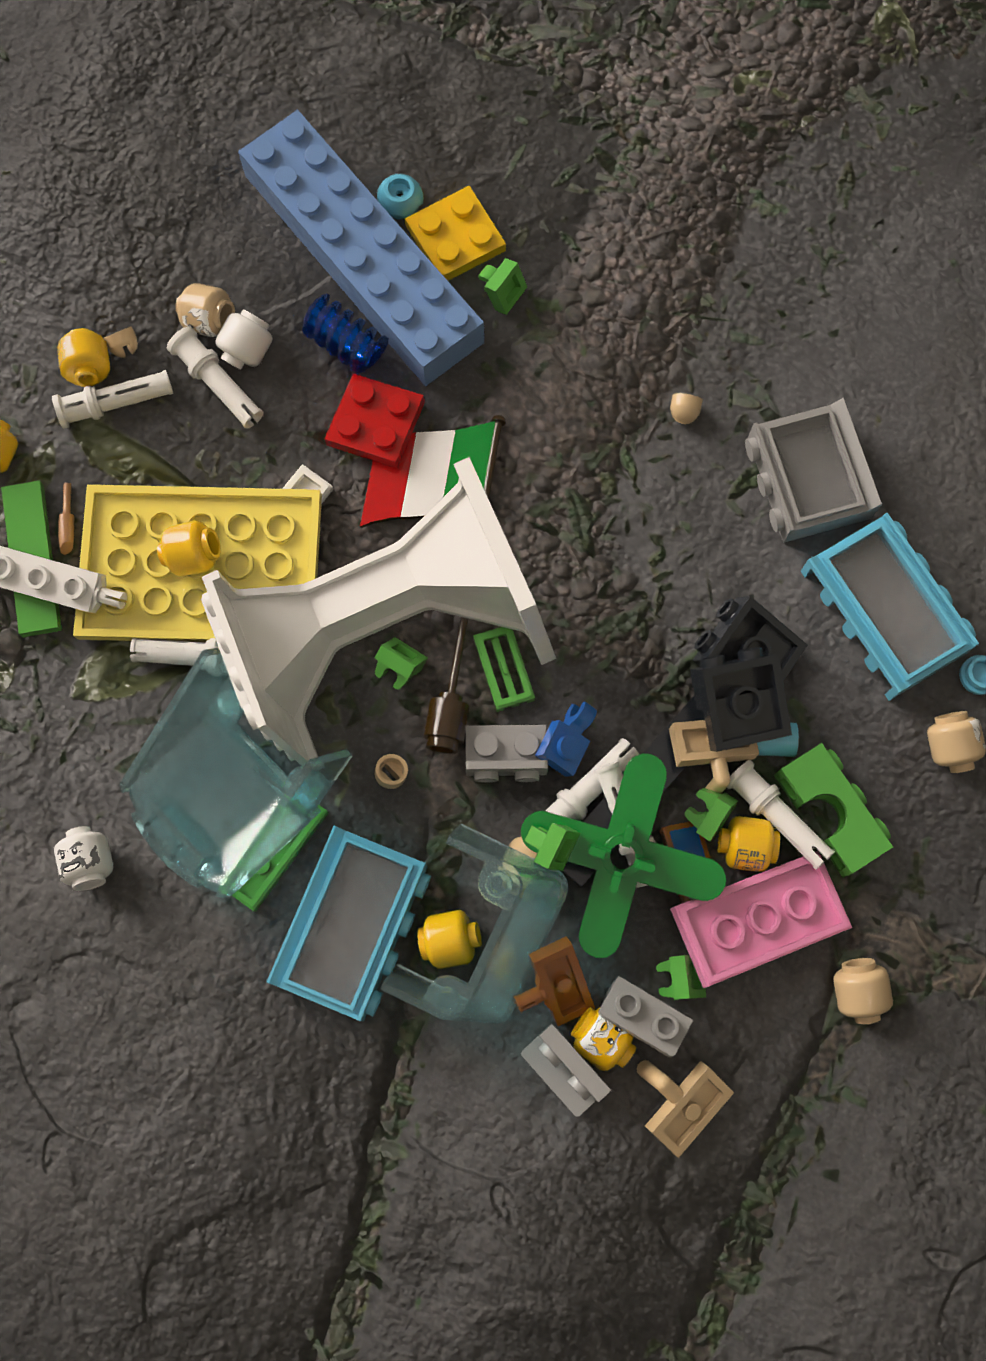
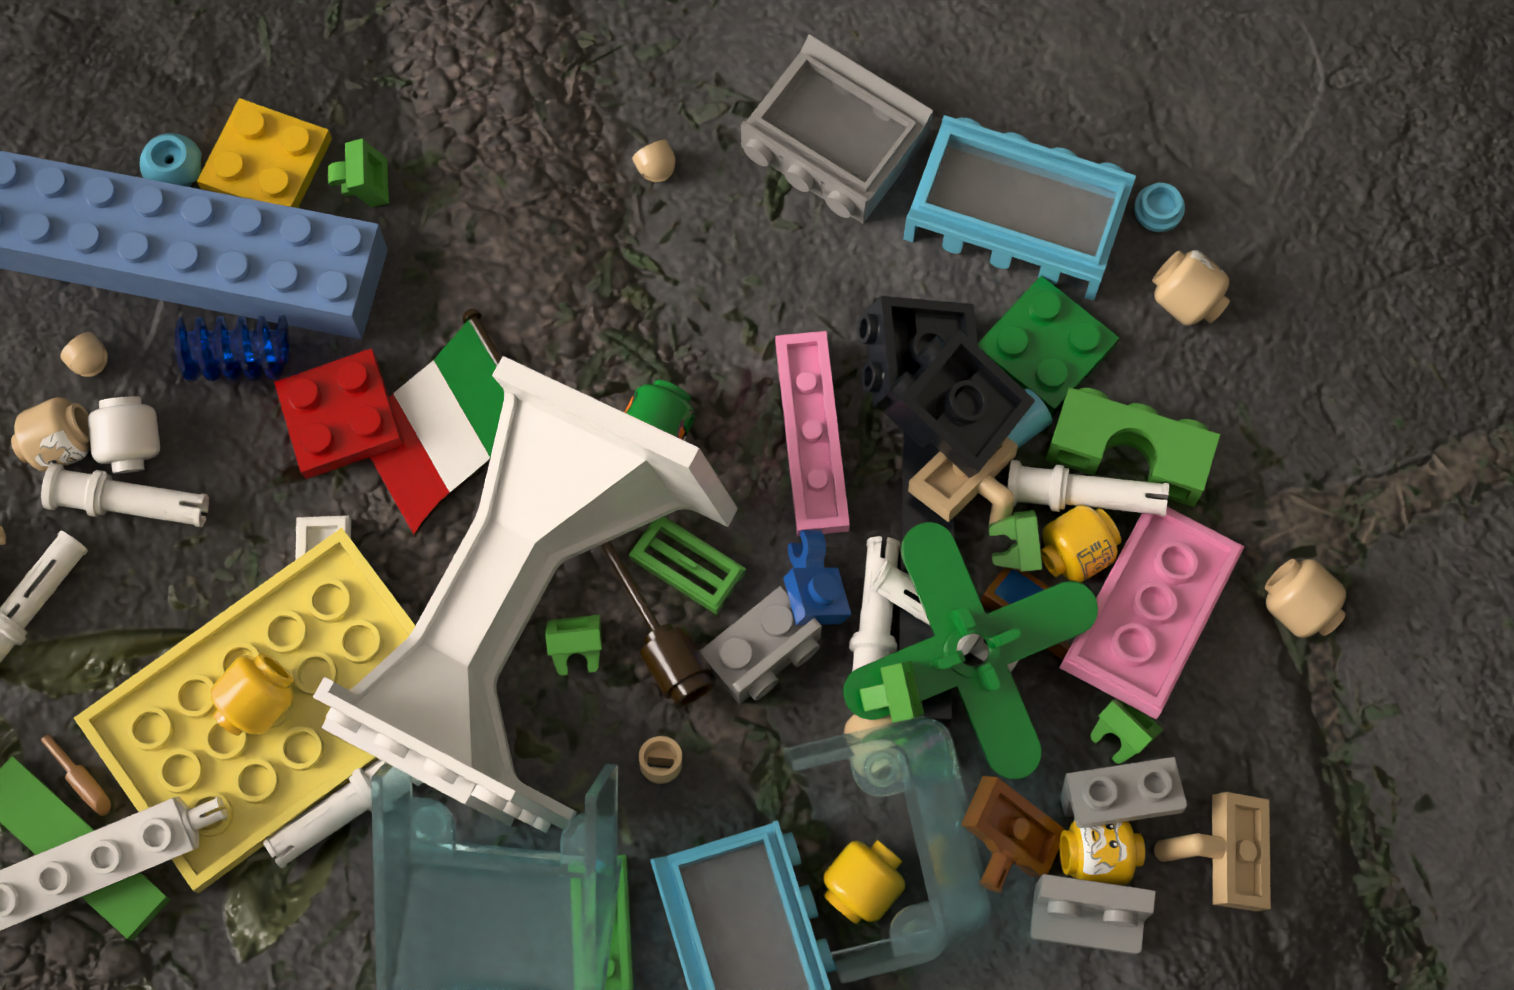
camera: 40 degrees left, 5 degrees down
(260, 276) = (85, 355): none -> tan hinge
(555, 567) = (663, 407): none -> green head
(642, 647) = (812, 433): none -> bright pink plate
(834, 705) = (1048, 343): none -> green plate

